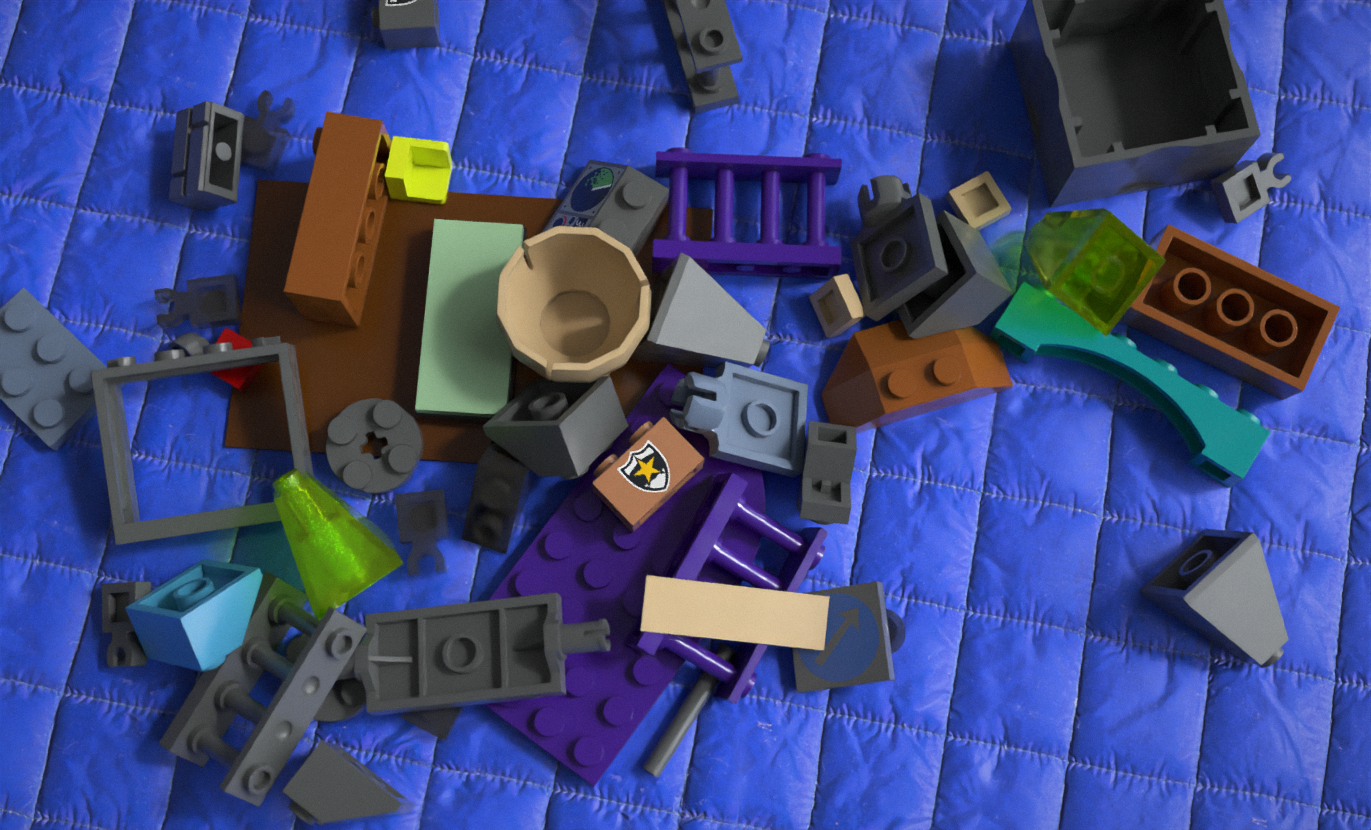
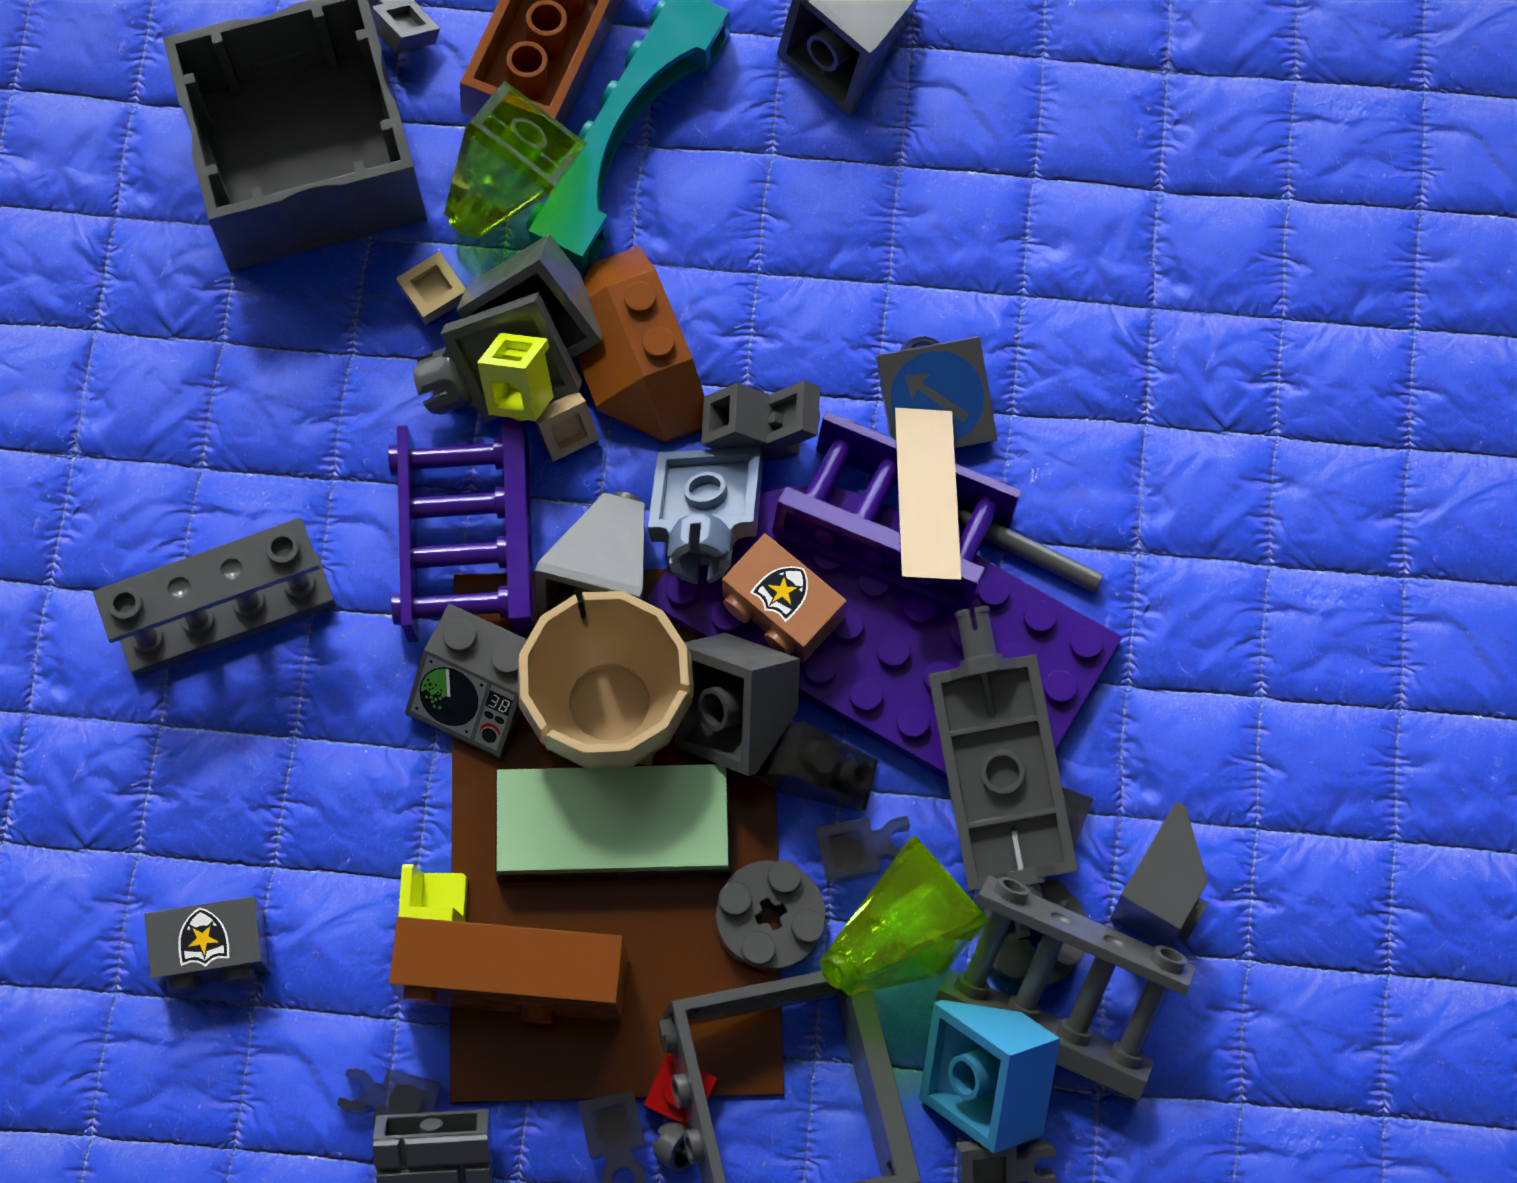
camera: 90 degrees left, 5 degrees down
(872, 253) = (516, 377): none -> neon yellow brick

